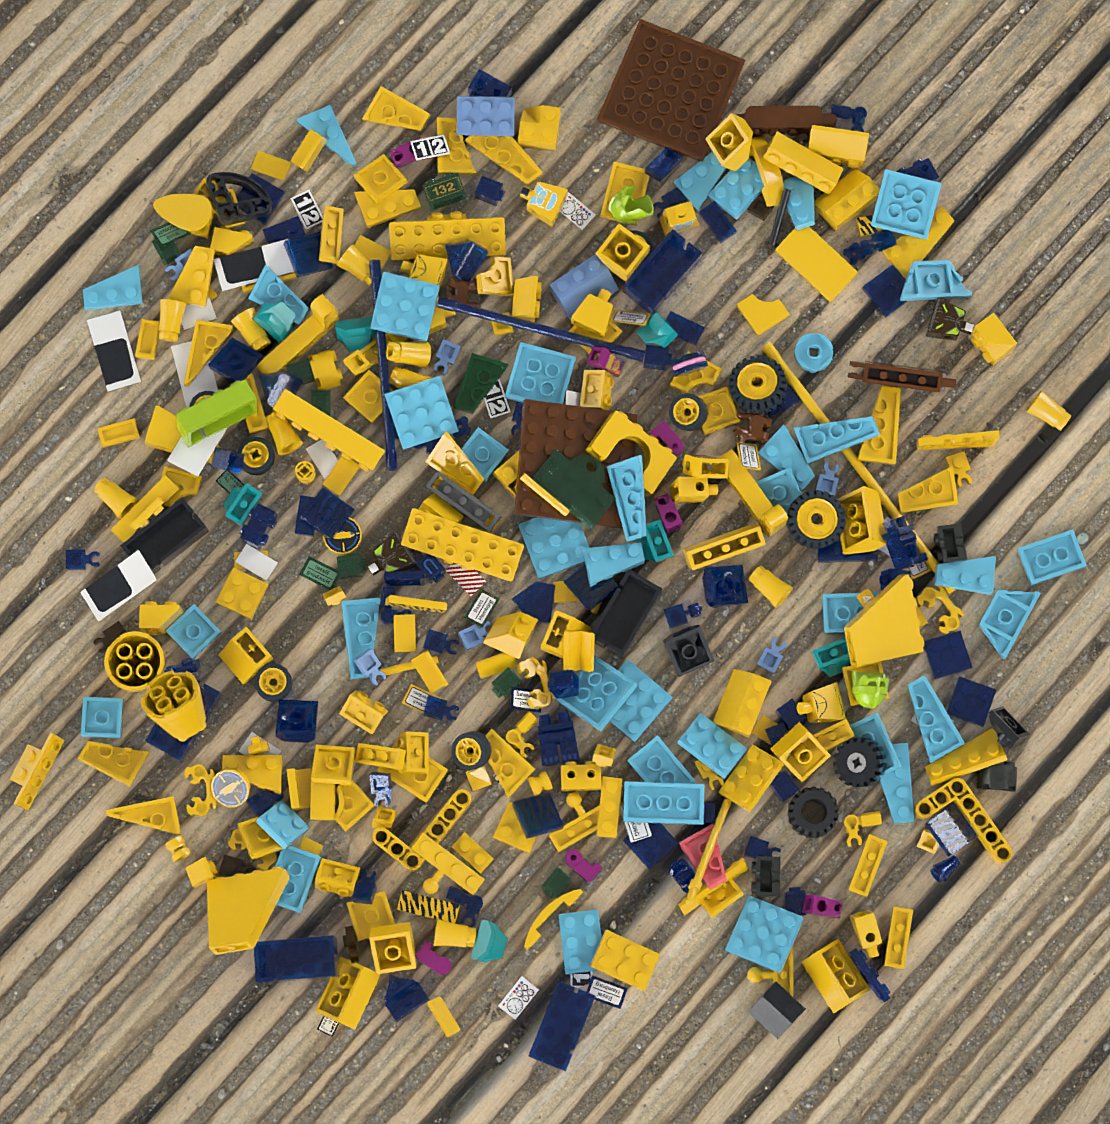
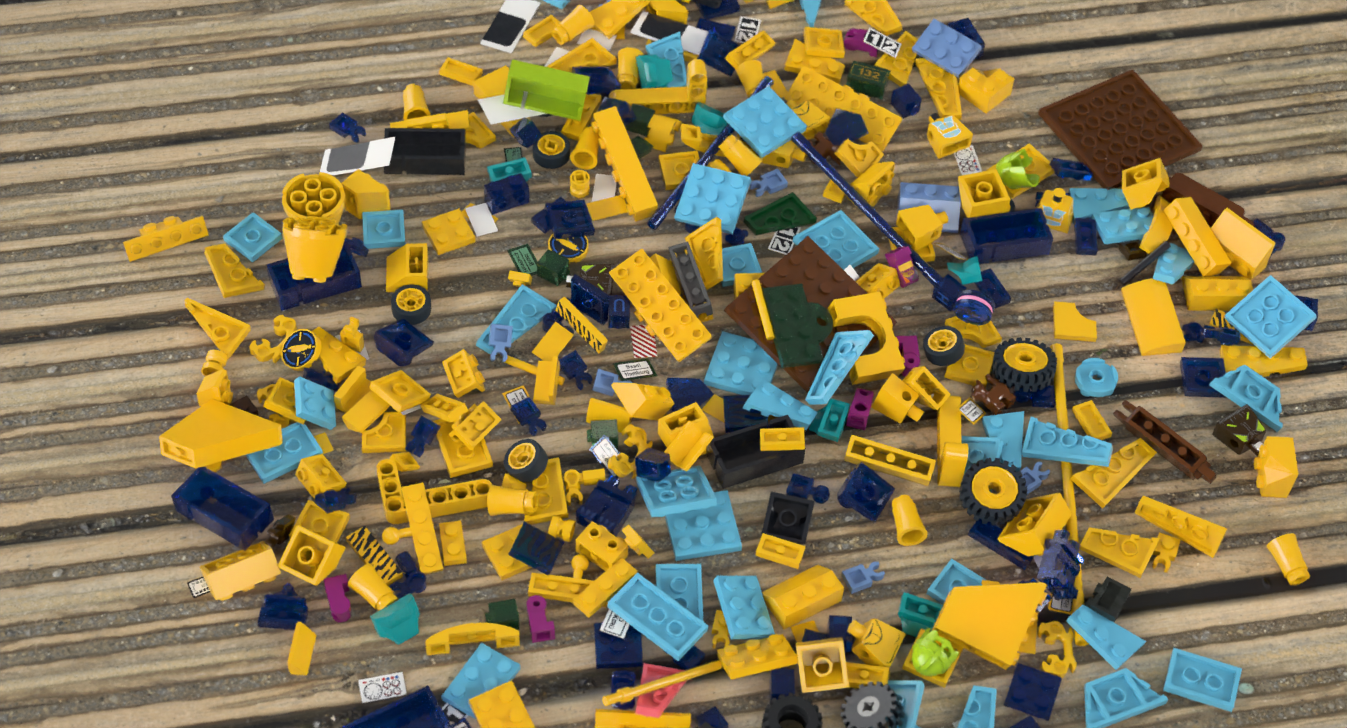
camera: 35 degrees right, 25 degrees down
(490, 792) = (511, 501): none -> yellow plant
(643, 596) = (782, 439): none -> yellow plate
(701, 680) = (780, 551): none -> yellow plate
(837, 395) = (1092, 420): none -> yellow plate

